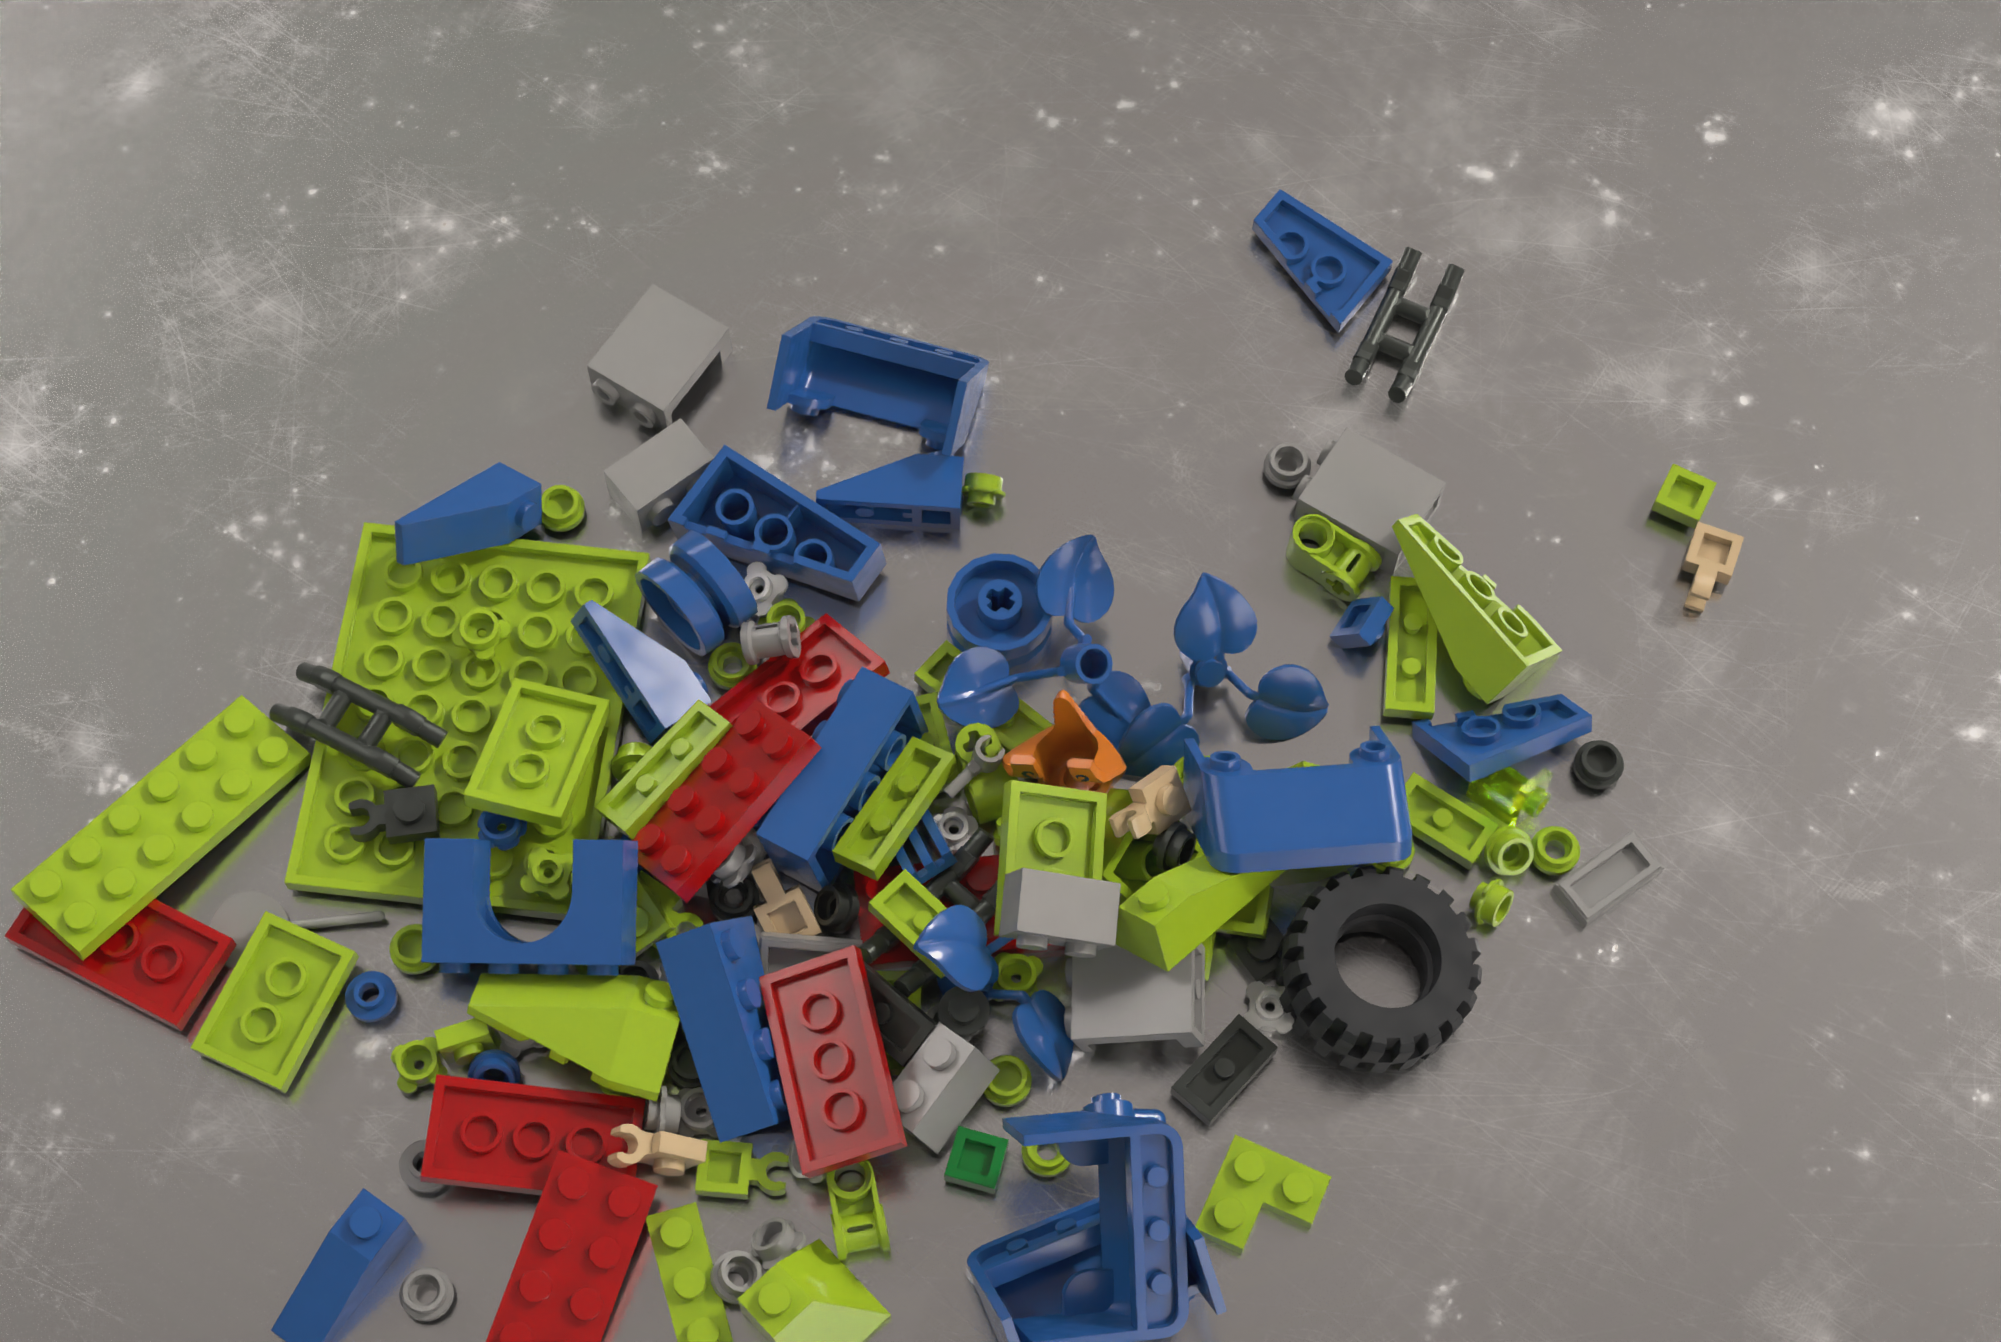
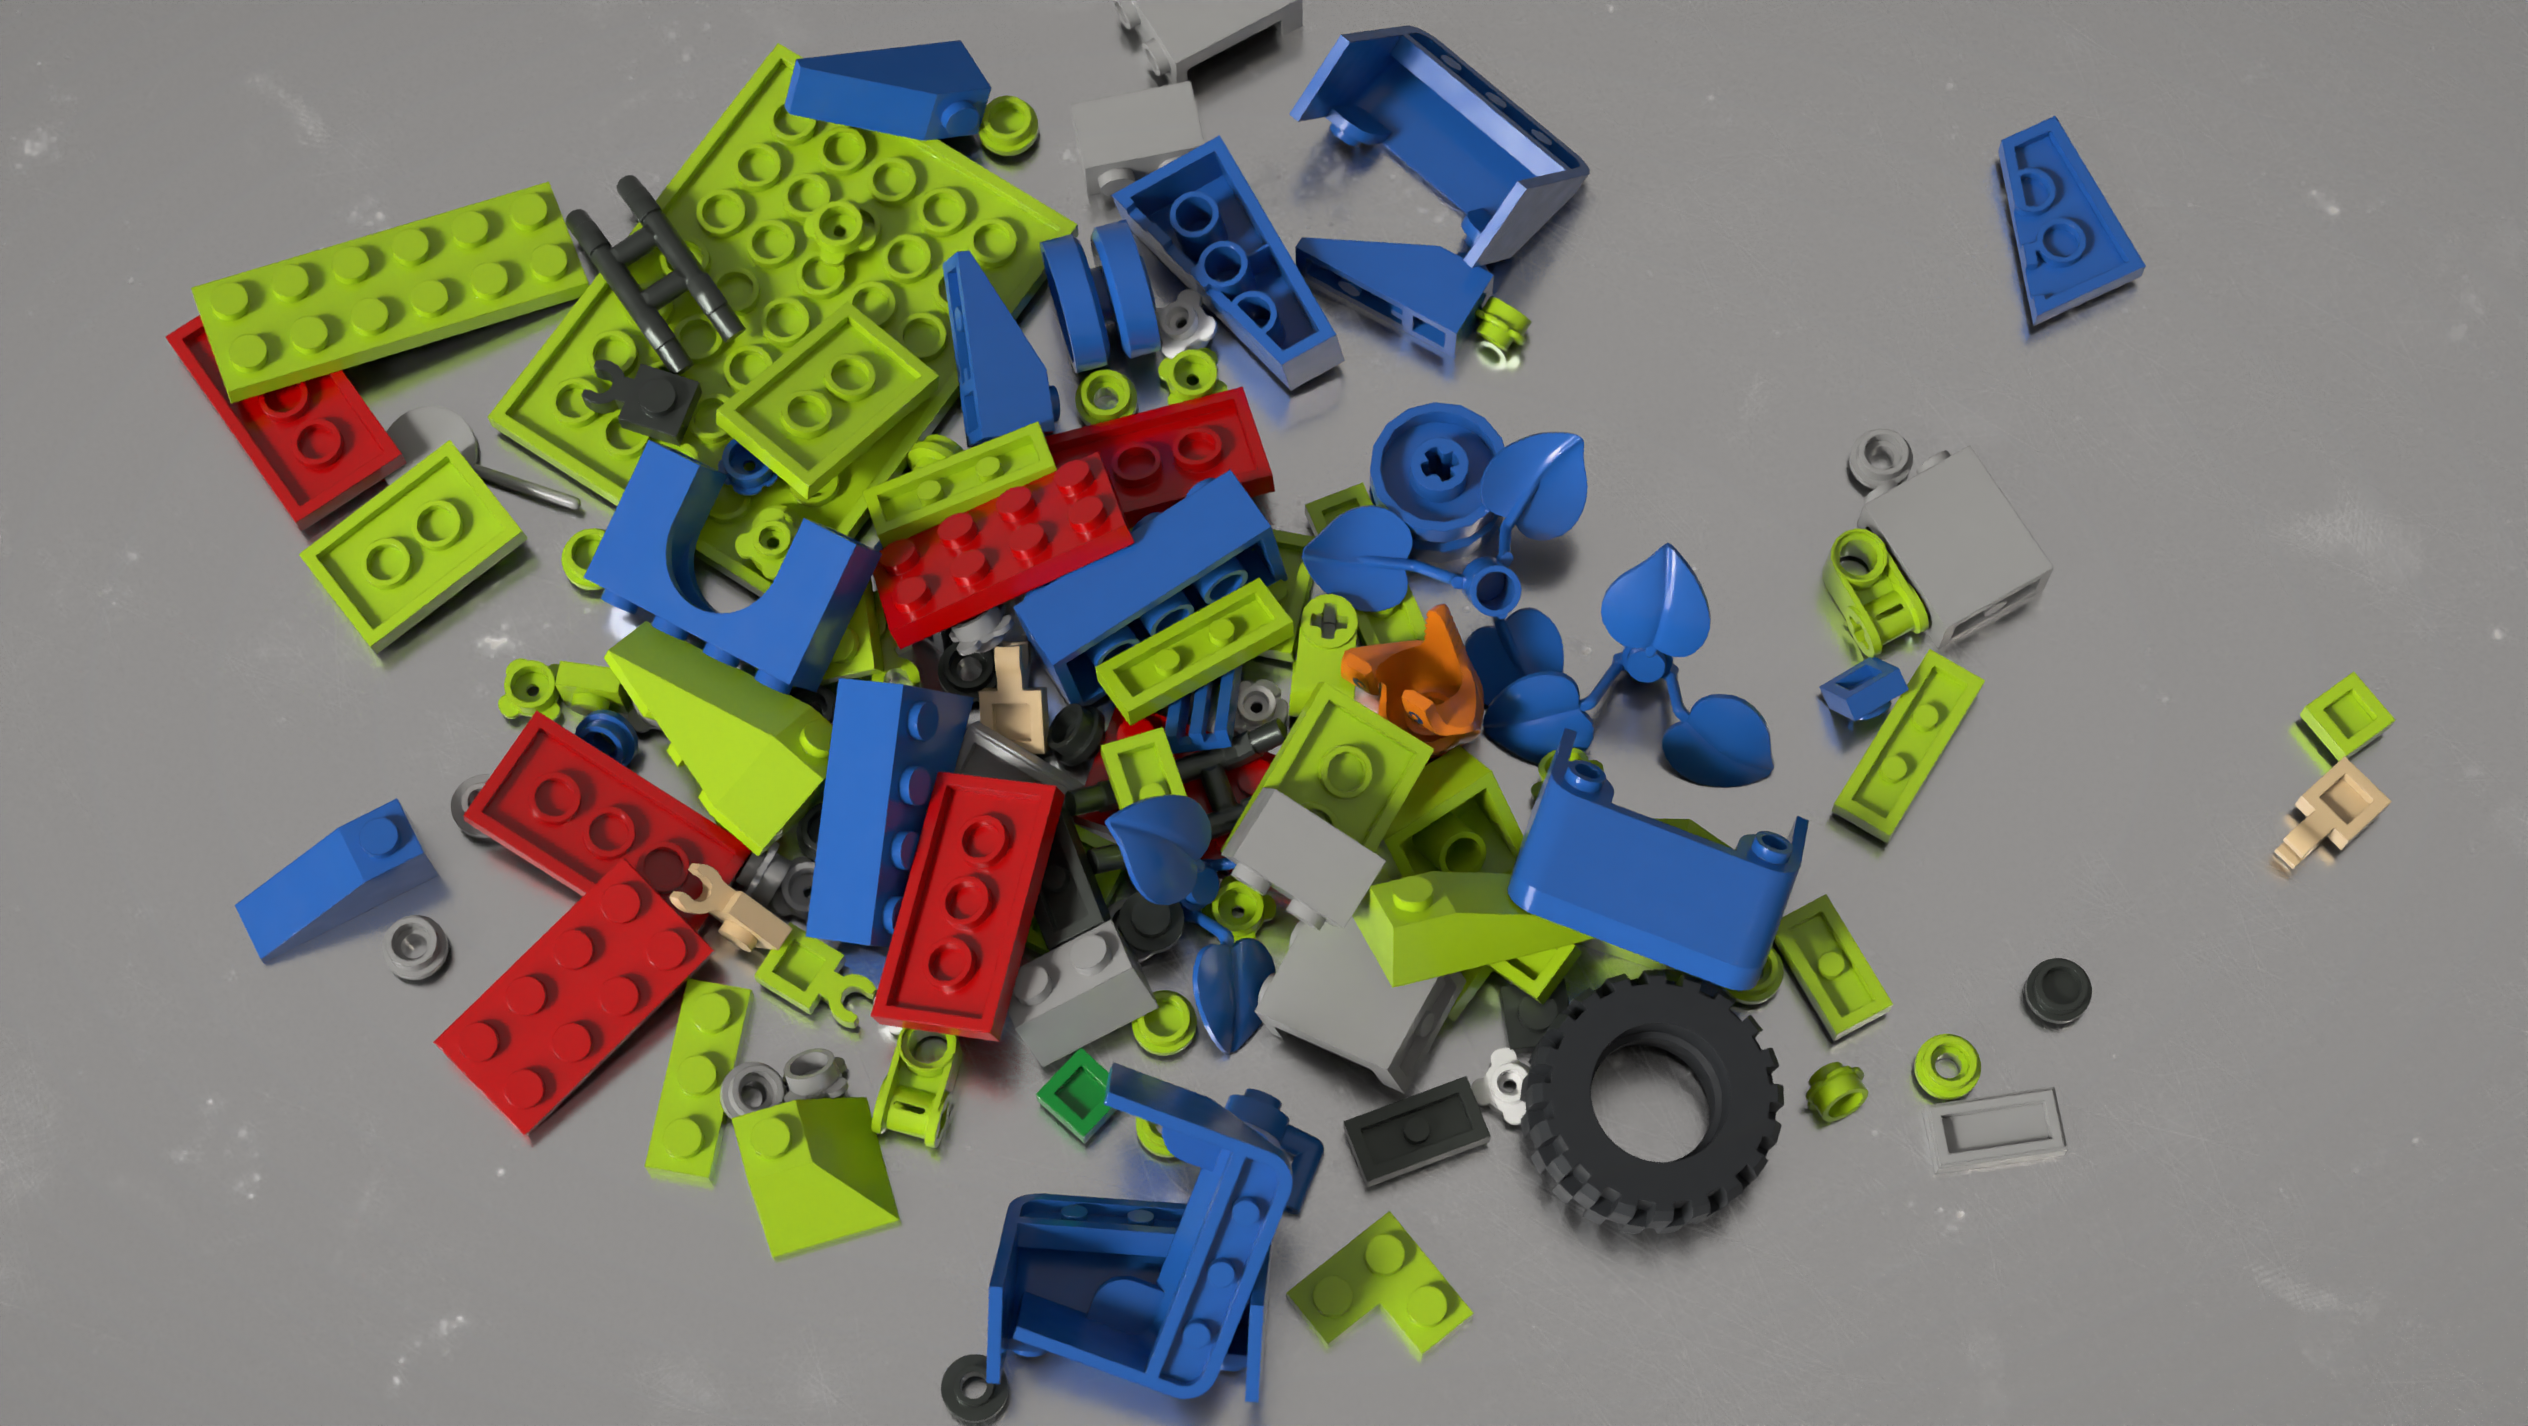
camera: 30 degrees right, 5 degrees up
(381, 1006) = (527, 604): blue plate -> none
(770, 640) = (1157, 389): light grey bush -> none
(978, 764) = (1310, 646): light grey hand -> none
(1155, 806) = (1491, 789): tan plate -> none
(1173, 846) = (1488, 847): pearl dark grey plate -> none
(1395, 303) = (2124, 320): pearl dark grey piece -> none
(1483, 636) = (1999, 765): lime wedge -> none
(1489, 743) = (1940, 903): blue wing -> none
(1511, 794) = (1928, 973): clear neon green bracket -> none
(1518, 856) = (1893, 1055): lime plate -> none

